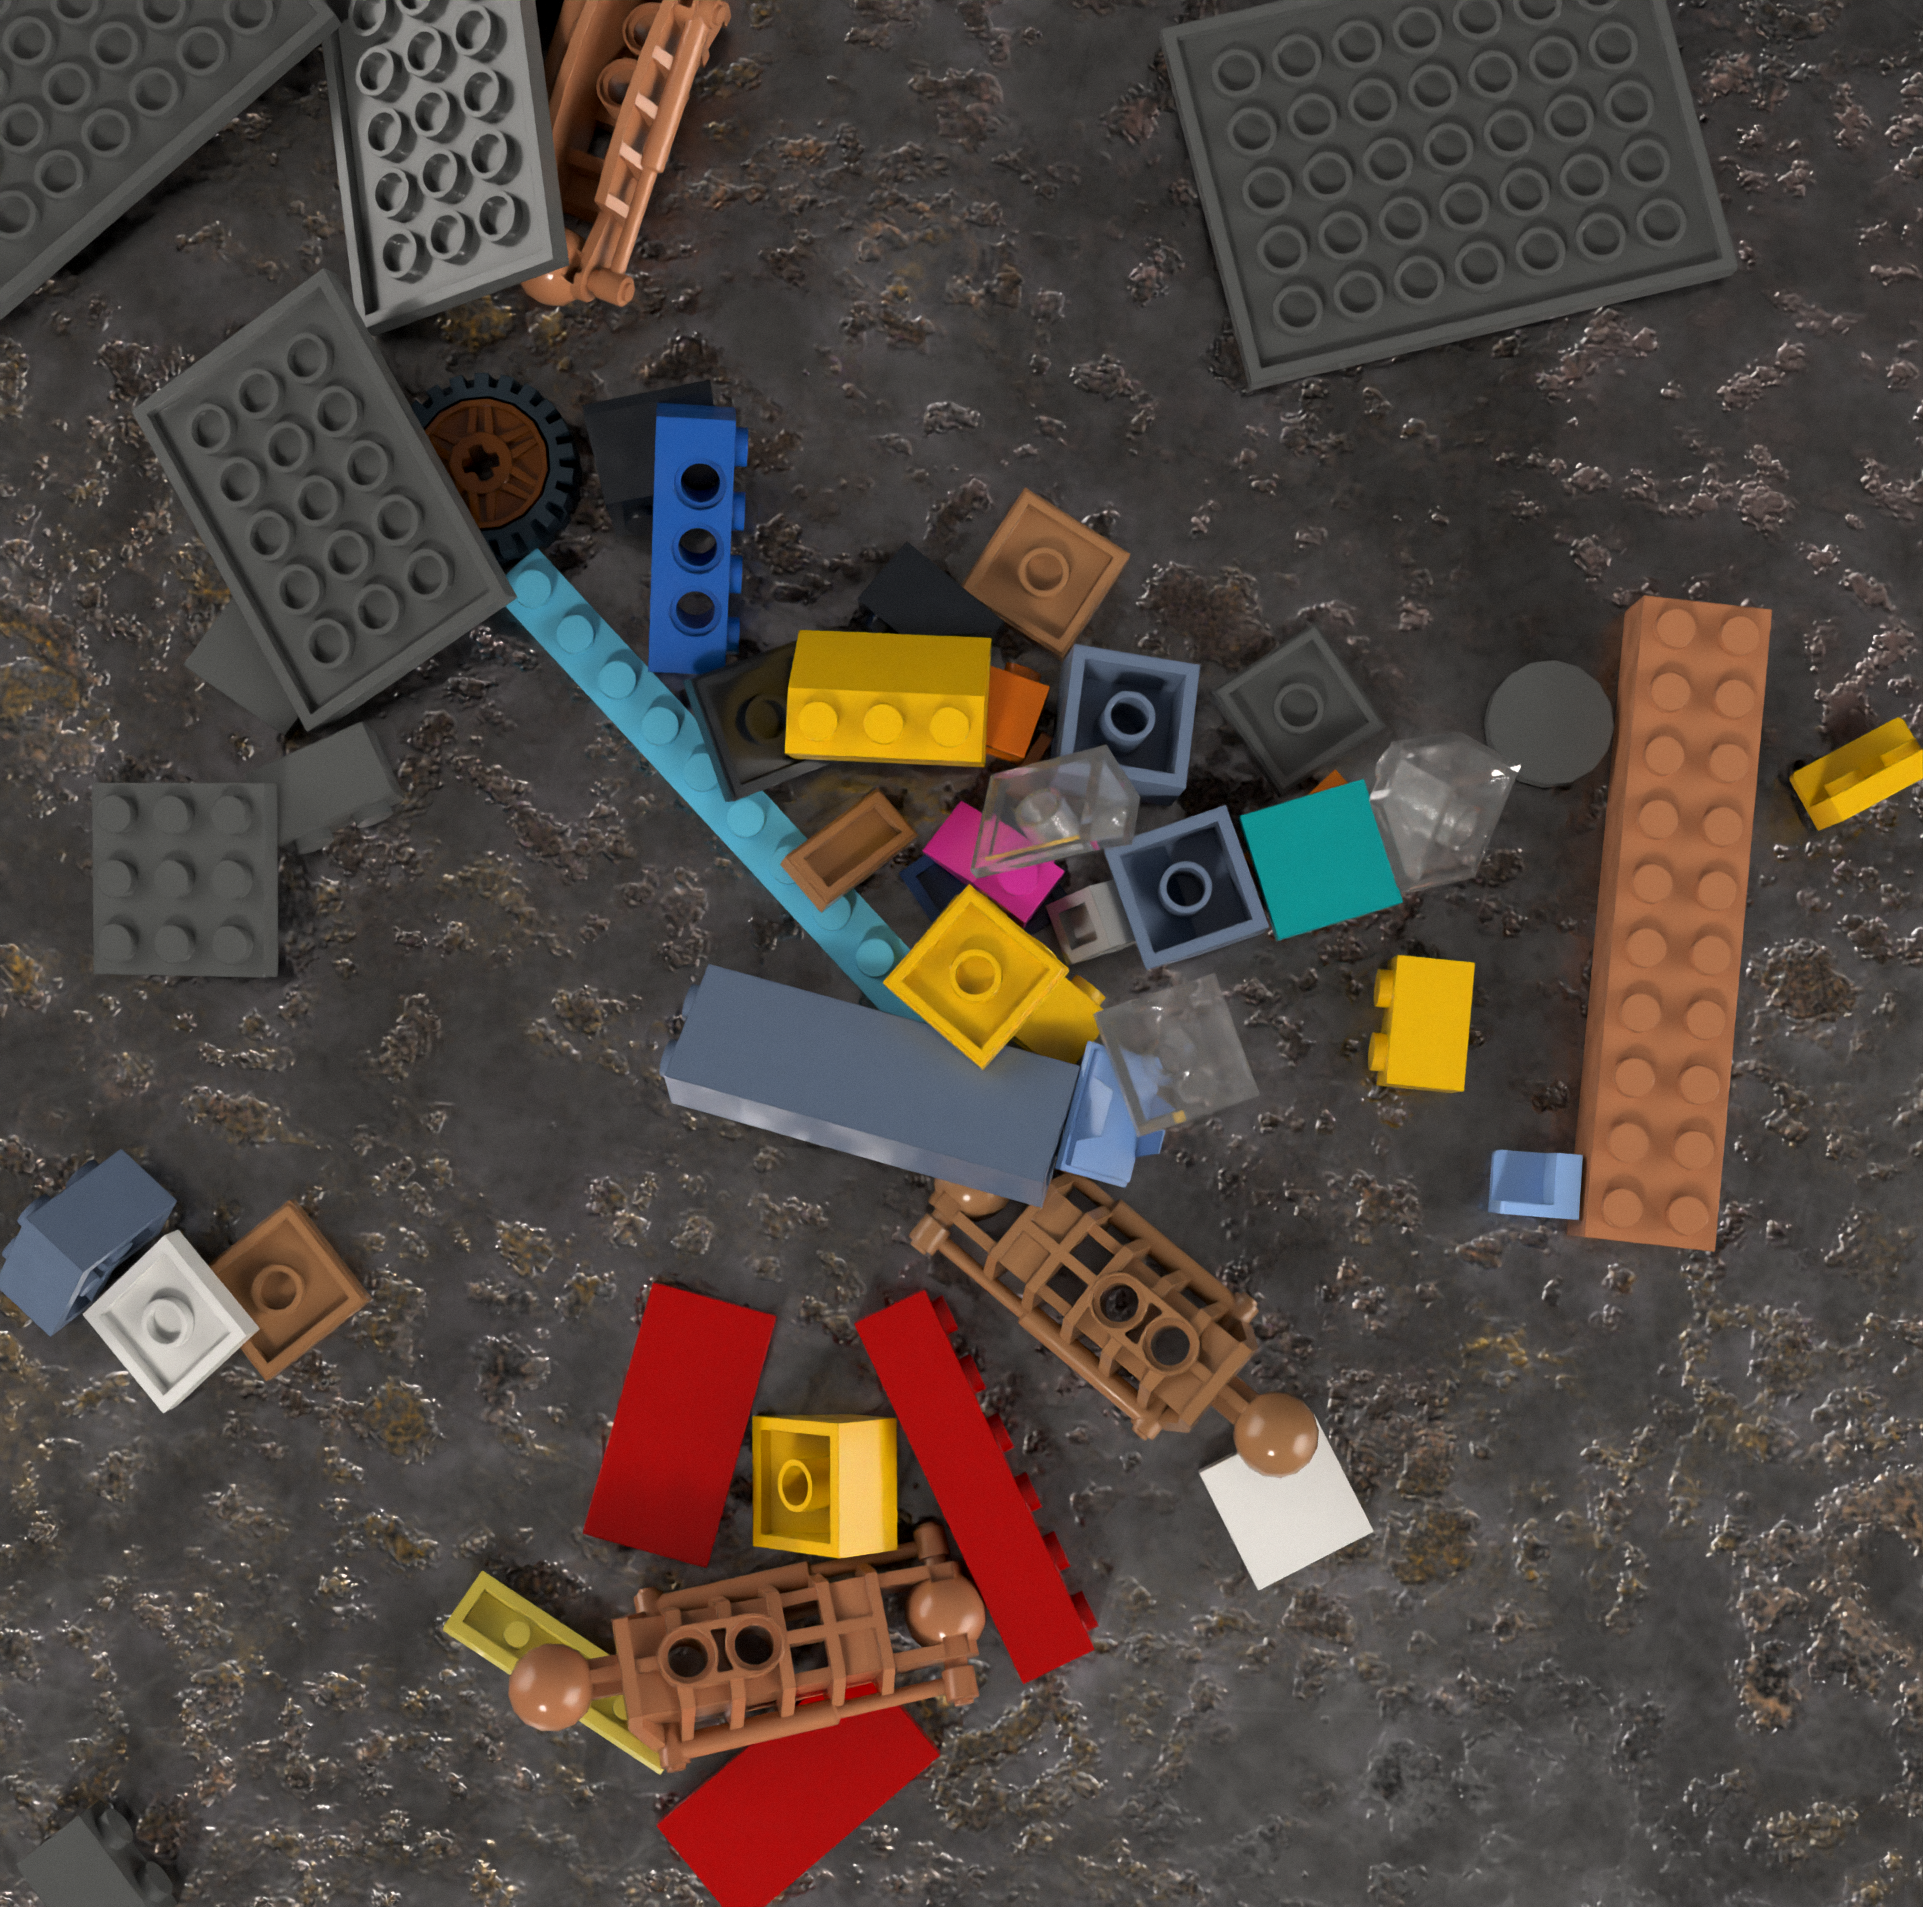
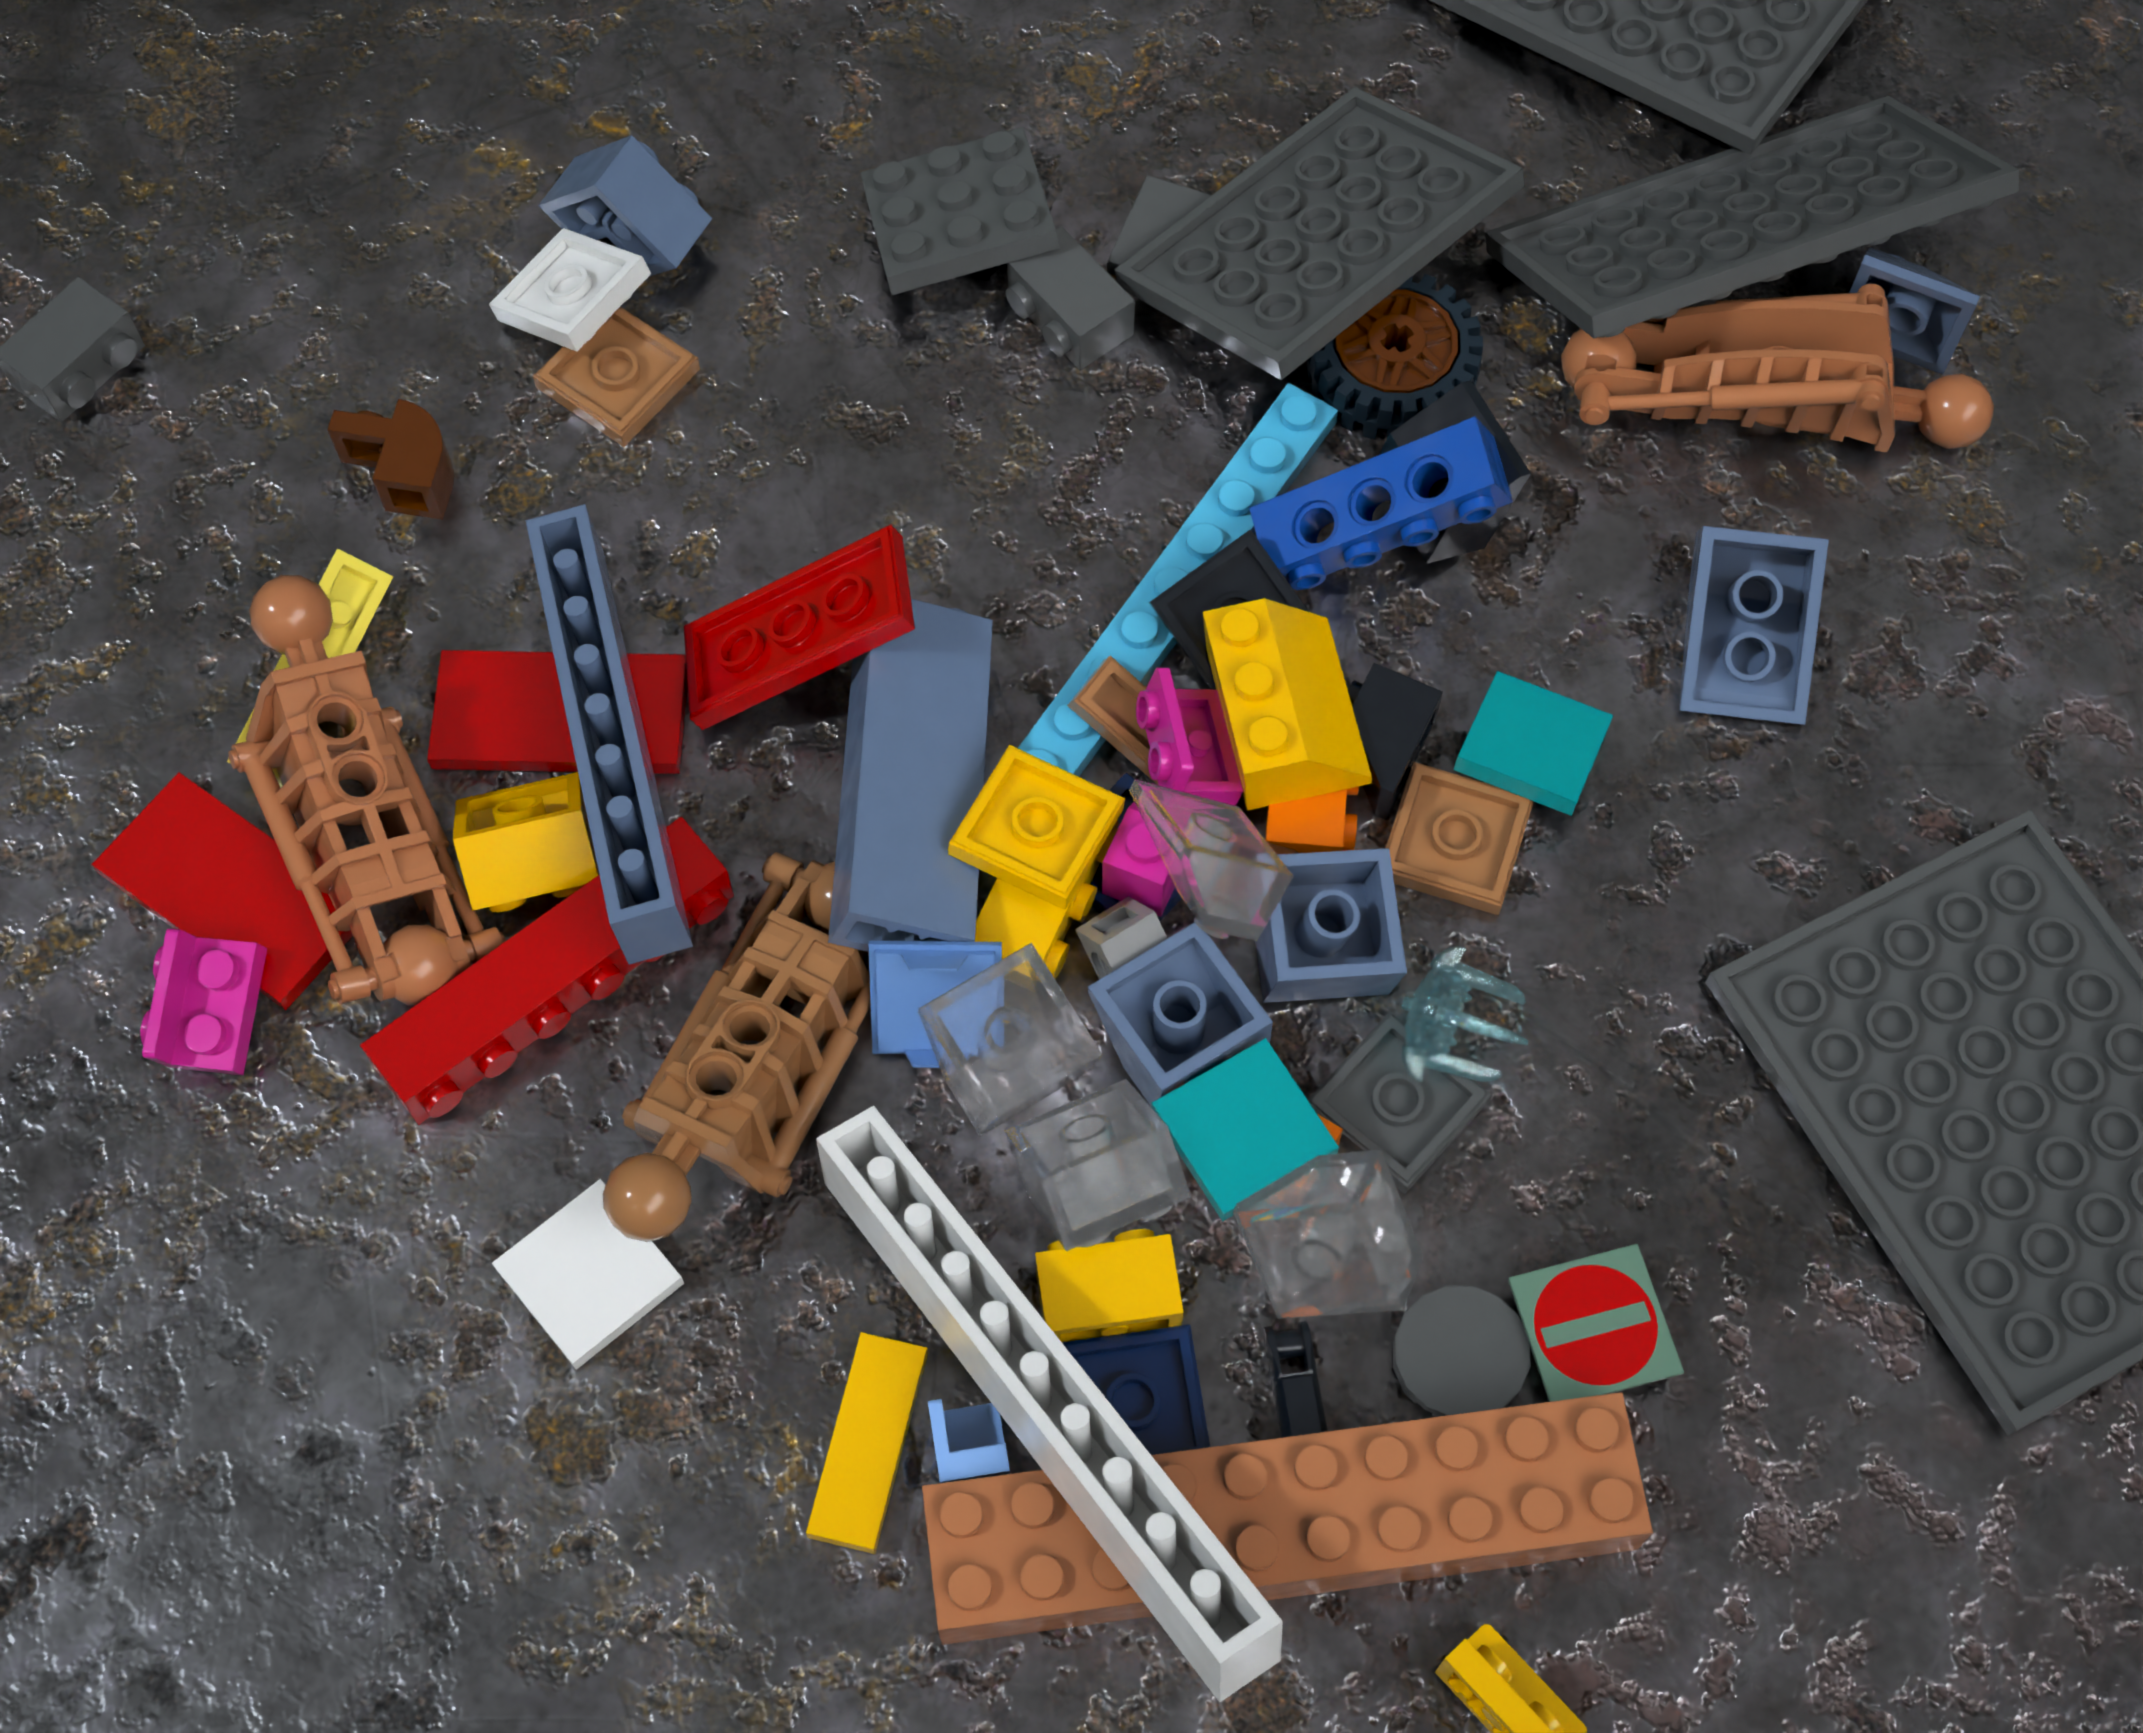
camera: 75 degrees right, 20 degrees down
(341, 1524) = (407, 454): none -> reddish brown brick
(675, 1162) = (798, 627): none -> red tile
(750, 1381) = (608, 737): none -> sand blue brick
(893, 216) = (1752, 624): none -> sand blue slope
(904, 805) = (1188, 740): none -> dark pink bracket
(927, 1831) = (203, 1003): none -> dark pink bracket
(968, 469) = (1533, 743): none -> teal tile
(1272, 641) = (1438, 1012): none -> clear light blue piece
(1318, 1004) = (1098, 1165): none -> clear brick
(1505, 1275) = (867, 1443): none -> yellow tile
(1529, 1028) = (1150, 1384): none -> dark blue tile
(1548, 1110) = (1053, 1407): none -> white brick
(1553, 879) = (1299, 1393): none -> black bar
(1560, 598) = (1595, 1325): none -> piece

